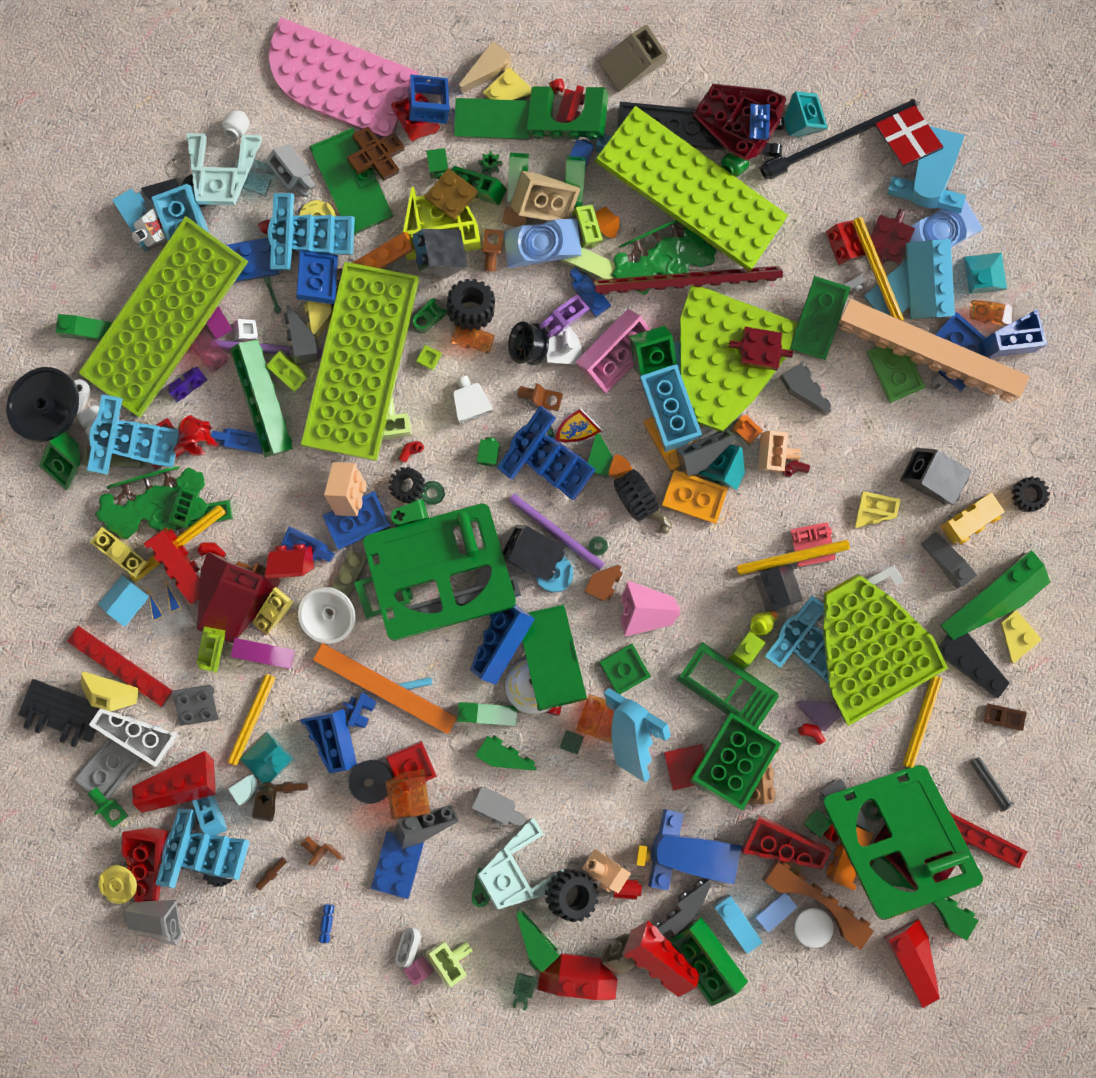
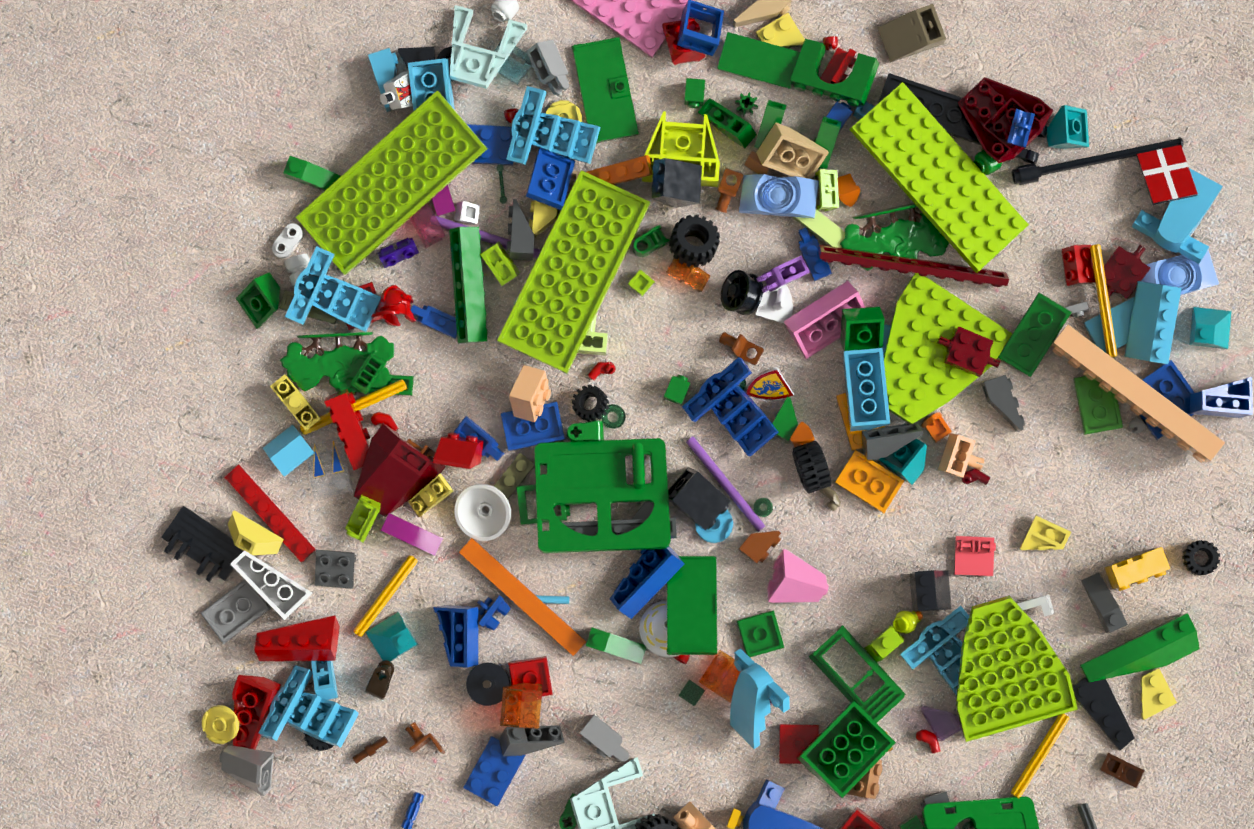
camera: 15 degrees right, 0 degrees up
(42, 404) = (254, 240): black dish -> none
(105, 806) = (226, 646): green bracket -> none
(244, 790) = (364, 662): light aqua brick -> none
(289, 787) = (406, 670): reddish brown bar -> none
(375, 153) = (635, 69): reddish brown plate -> none
(451, 194) = (700, 128): pearl gold plate -> none
(470, 401) = (671, 335): white torso -> none
(497, 755) = (618, 689): green slope -> none
(793, 557) = (953, 564): yellow axle -> none
(936, 475) = (1111, 517): slope -> none
(990, 311) = (1204, 367): clear orange slope -> none

